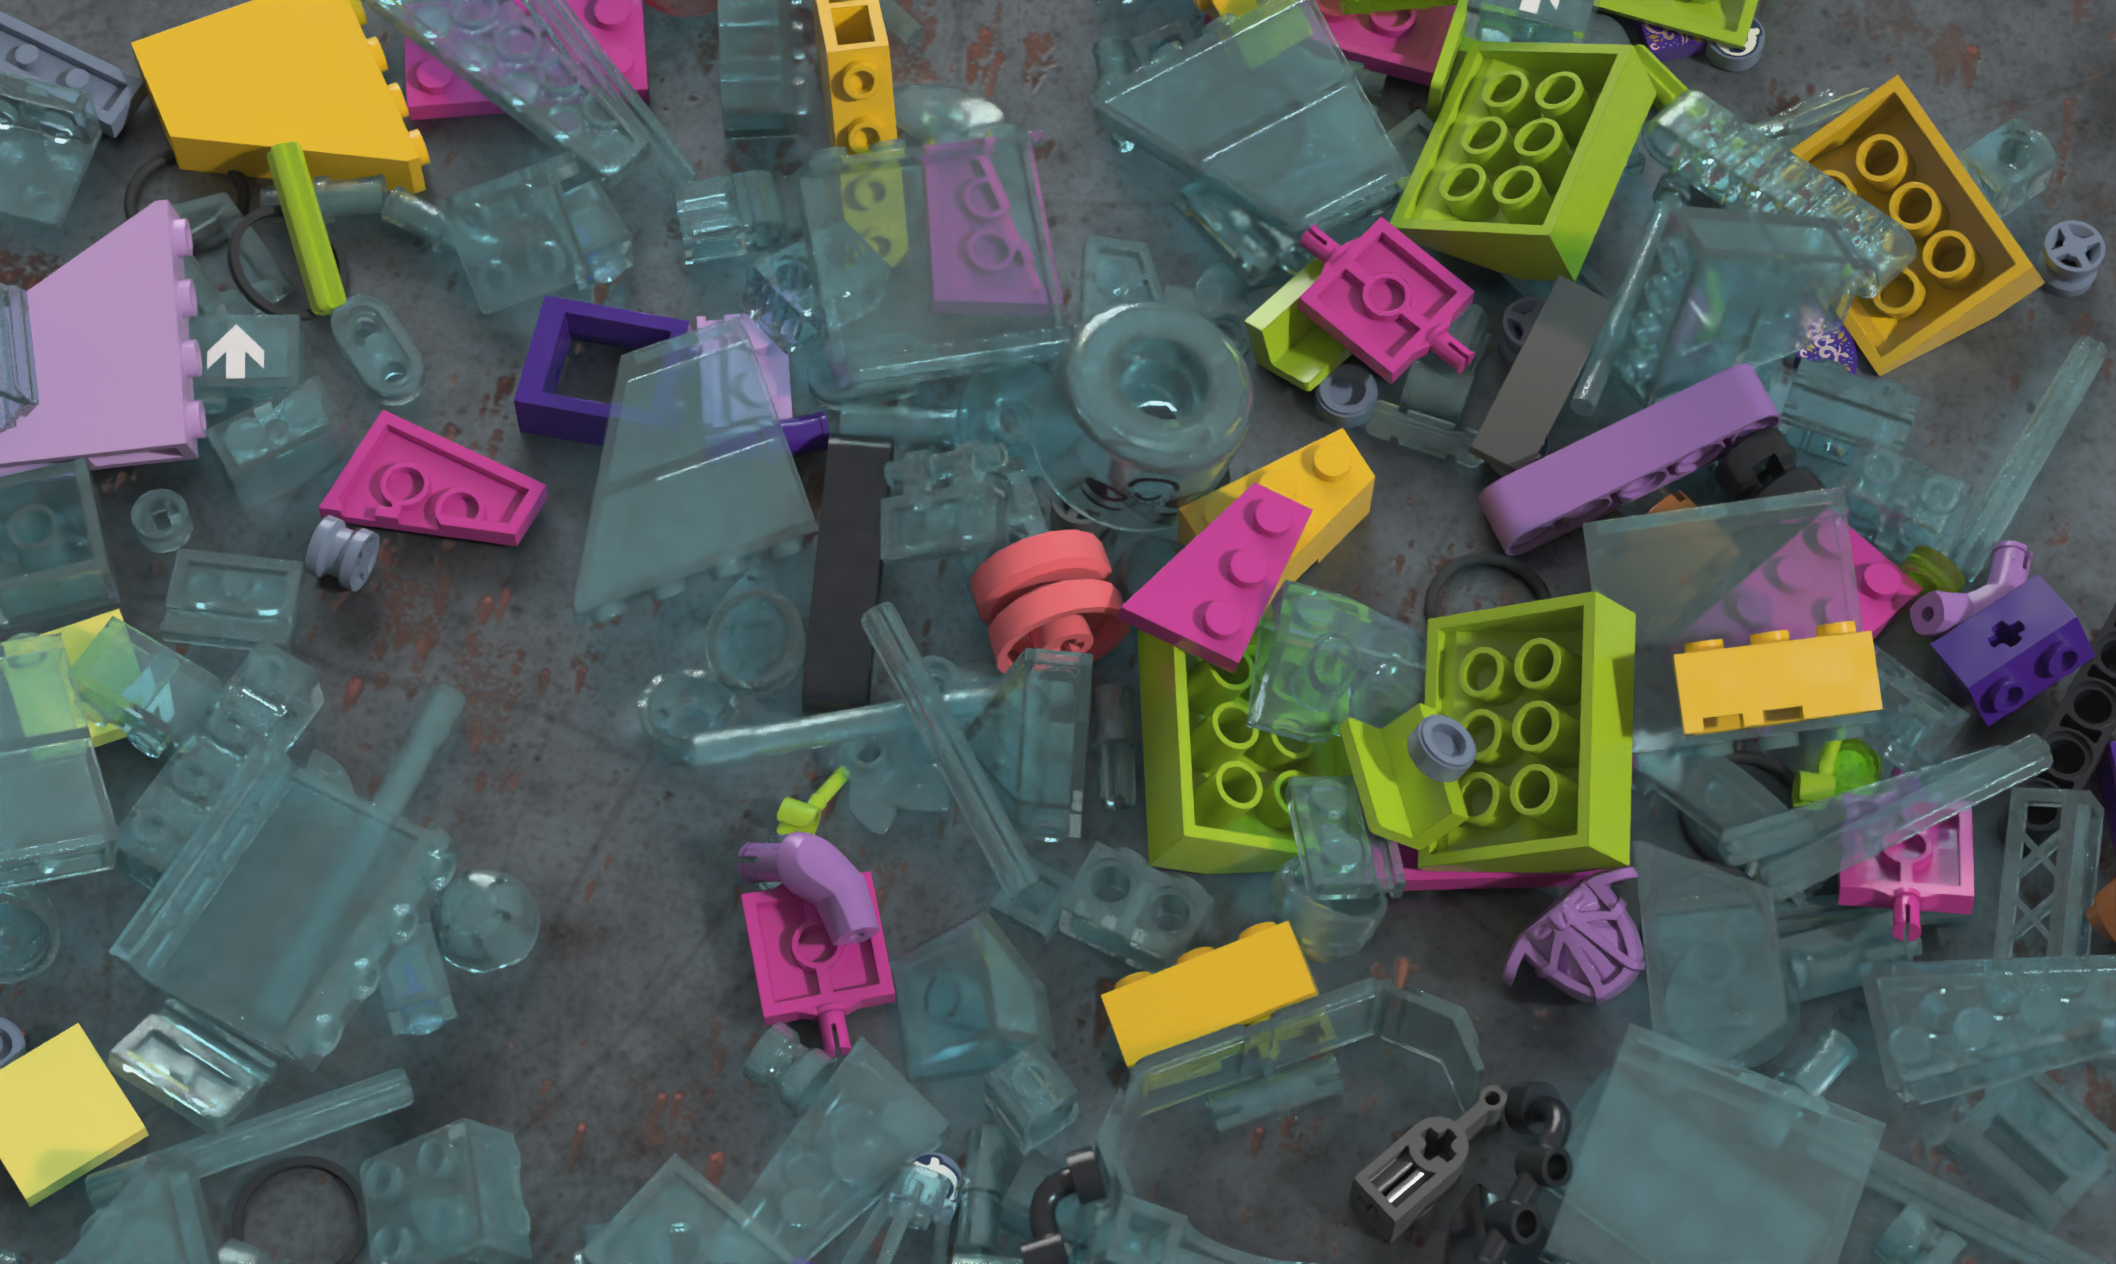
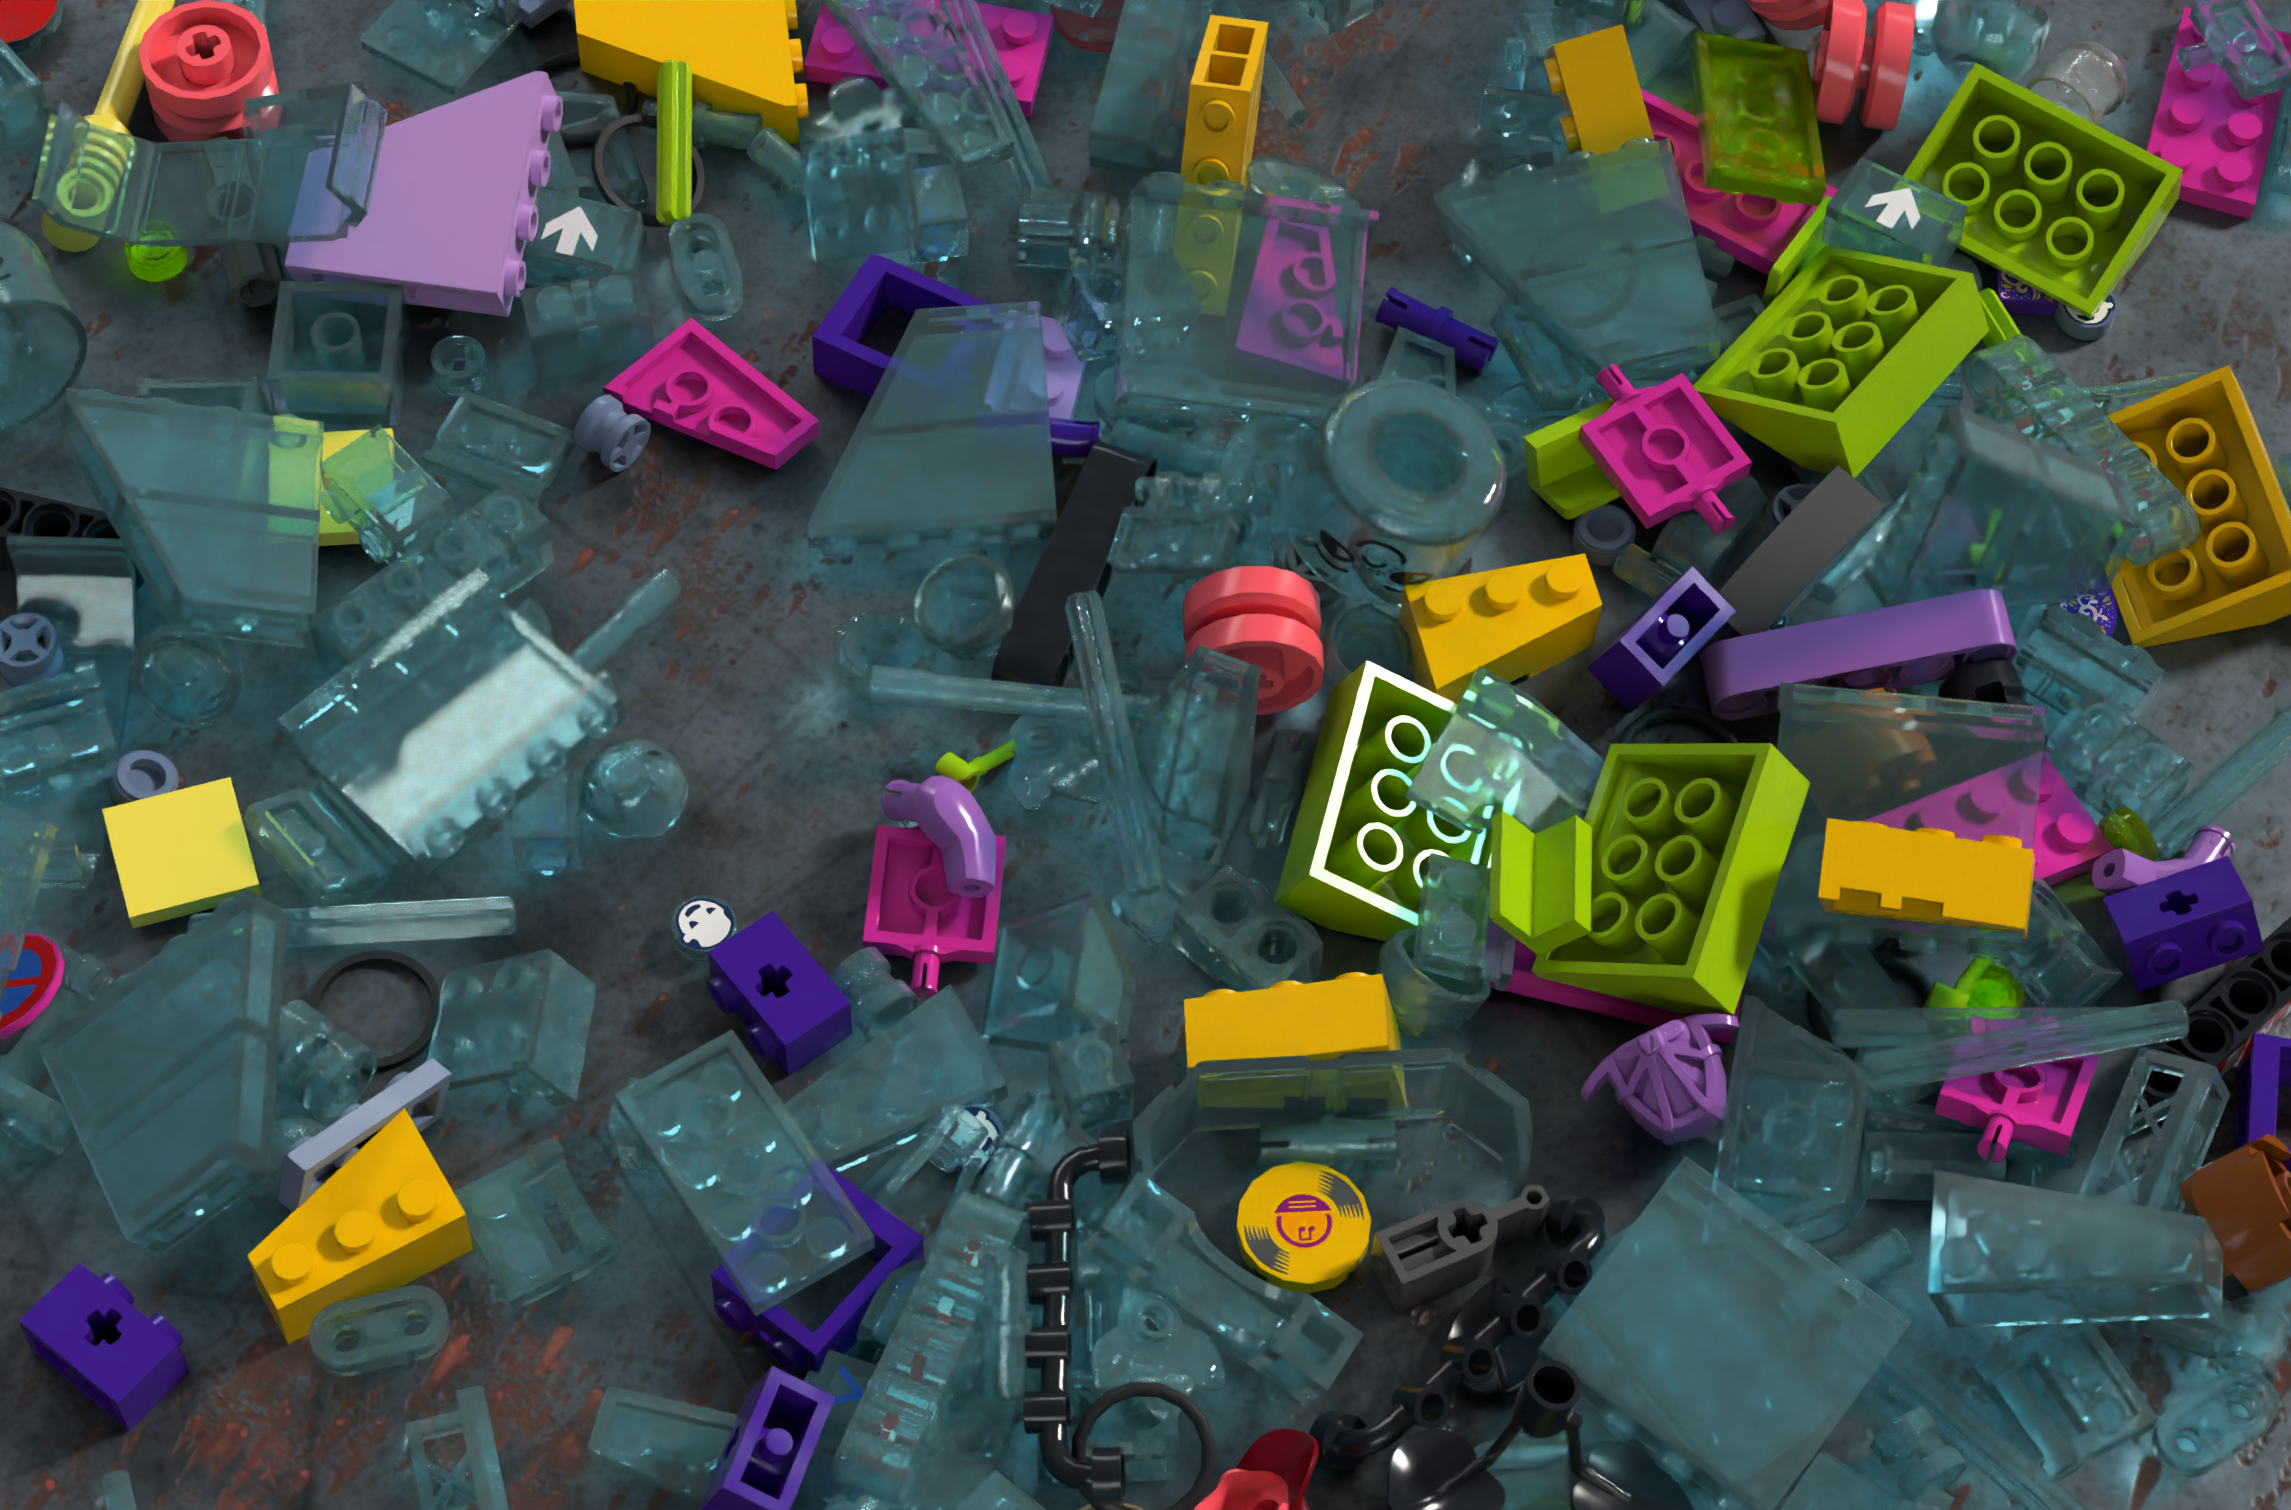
camera: 15 degrees right, 5 degrees down
(478, 148) = (856, 110): none -> clear light blue plate
(601, 1046) = (701, 926): none -> tile
(684, 1063) = (778, 994): none -> dark purple brick
(1104, 220) = (1470, 344): none -> dark purple pin
(1222, 579) = (1421, 655): dark pink wing -> none
(1276, 1185) = (1303, 1227): none -> yellow tile
(1439, 494) = (1661, 639): none -> dark purple brick
(1441, 748) = (1582, 859): sand blue tile -> none

